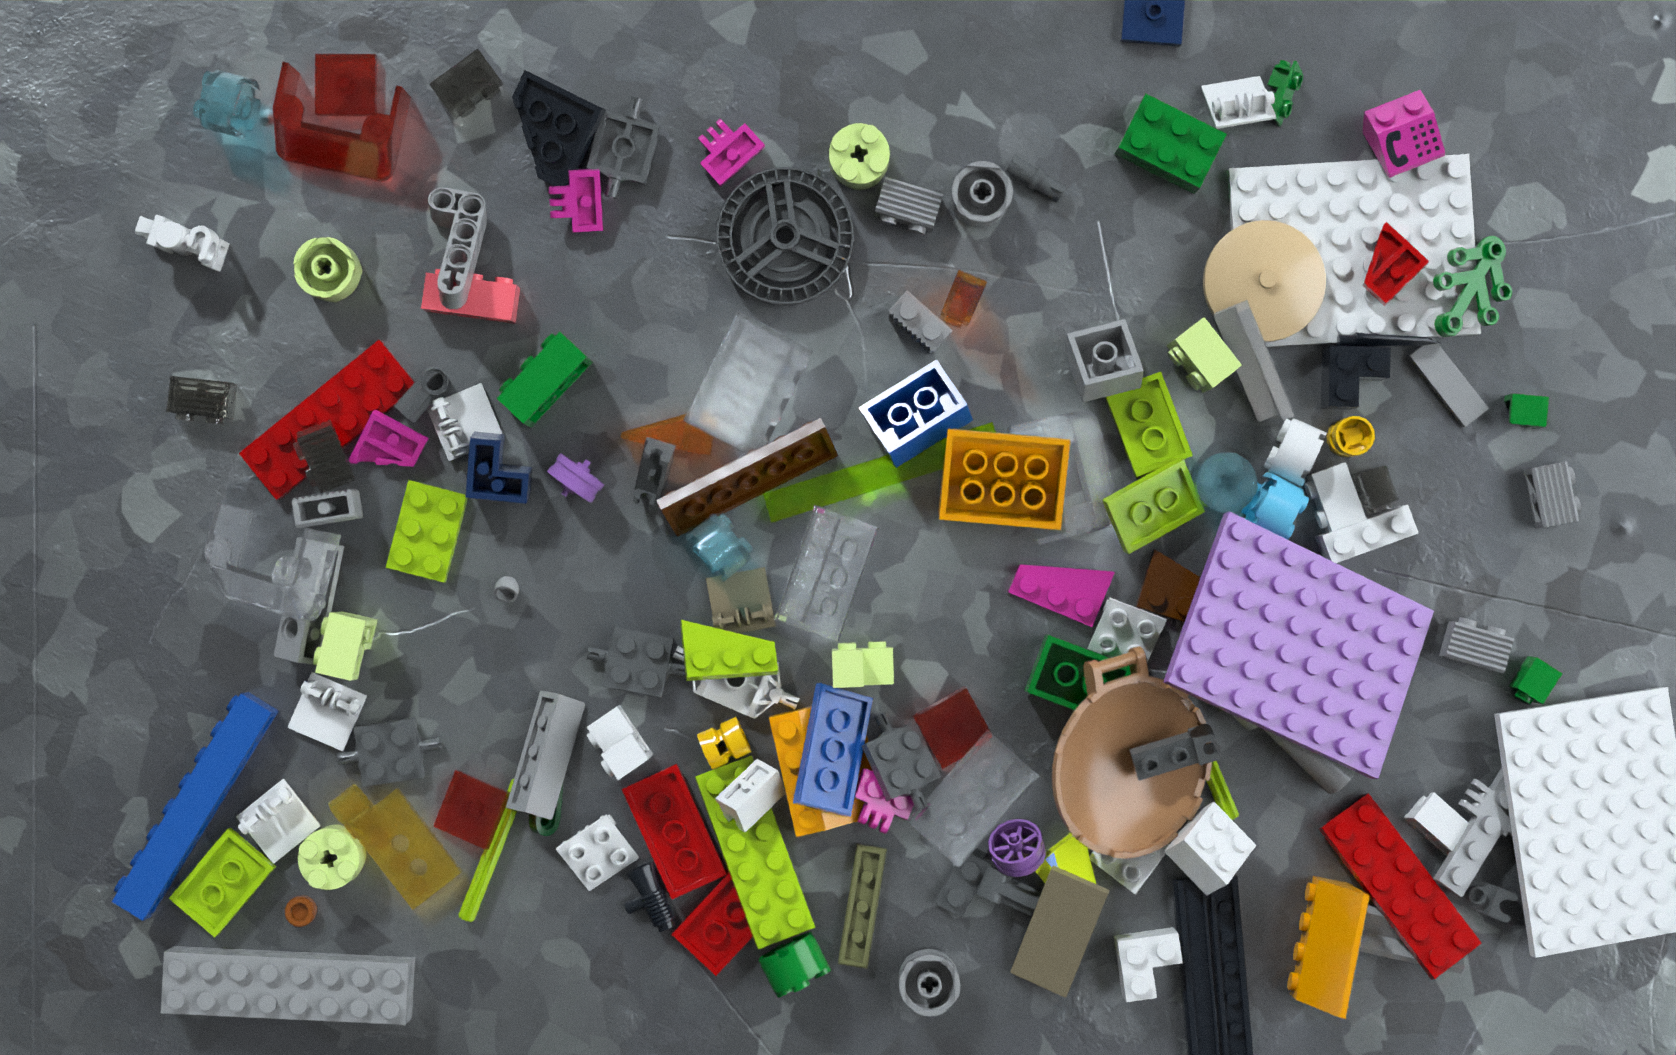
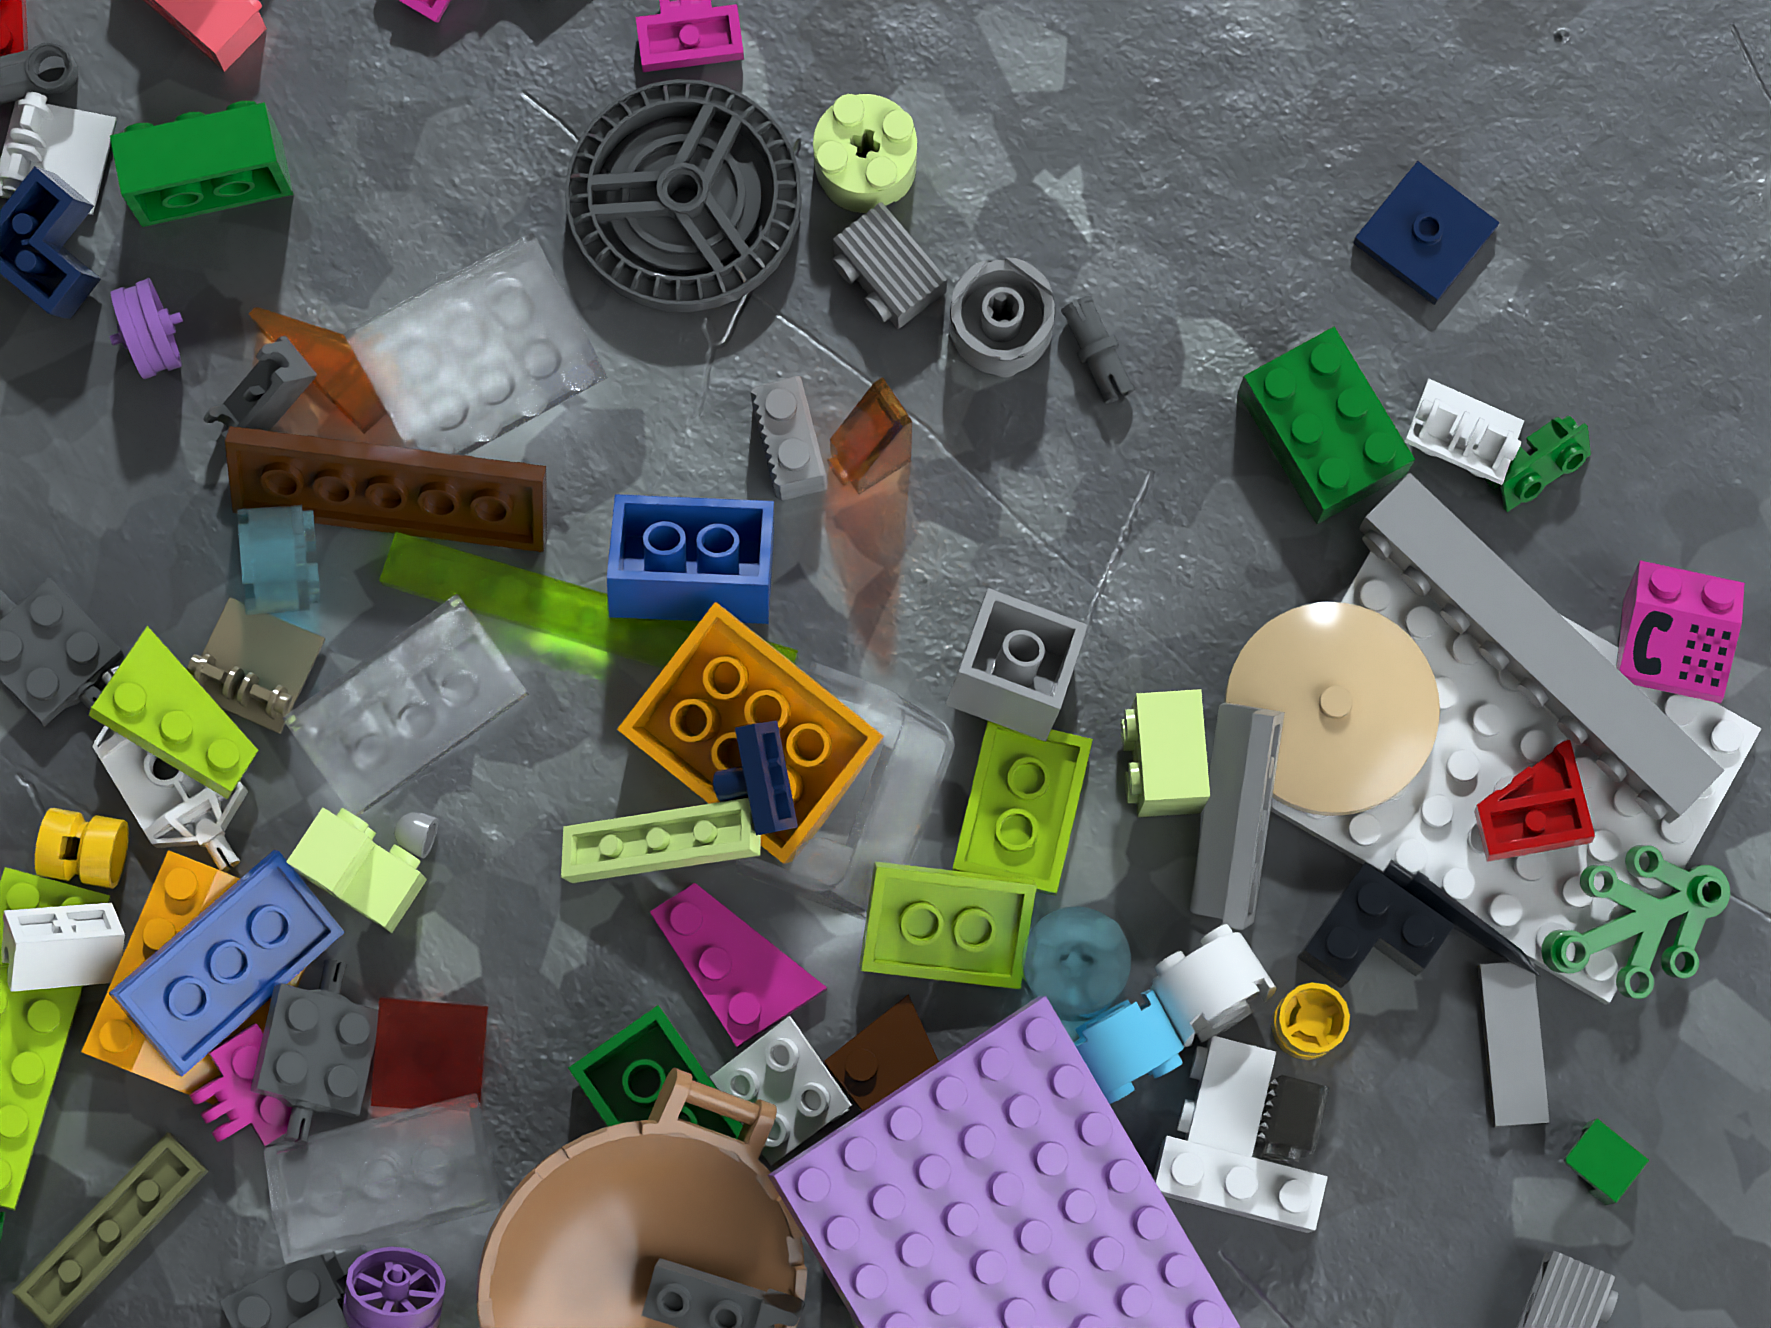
camera: 35 degrees right, 10 degrees down
(873, 629) = (416, 833): none -> light grey hinge
(995, 557) = (659, 841): none -> yellowish green plate
(1026, 499) = (760, 778): none -> dark blue tile
(1344, 187) = (1540, 650): none -> light grey brick

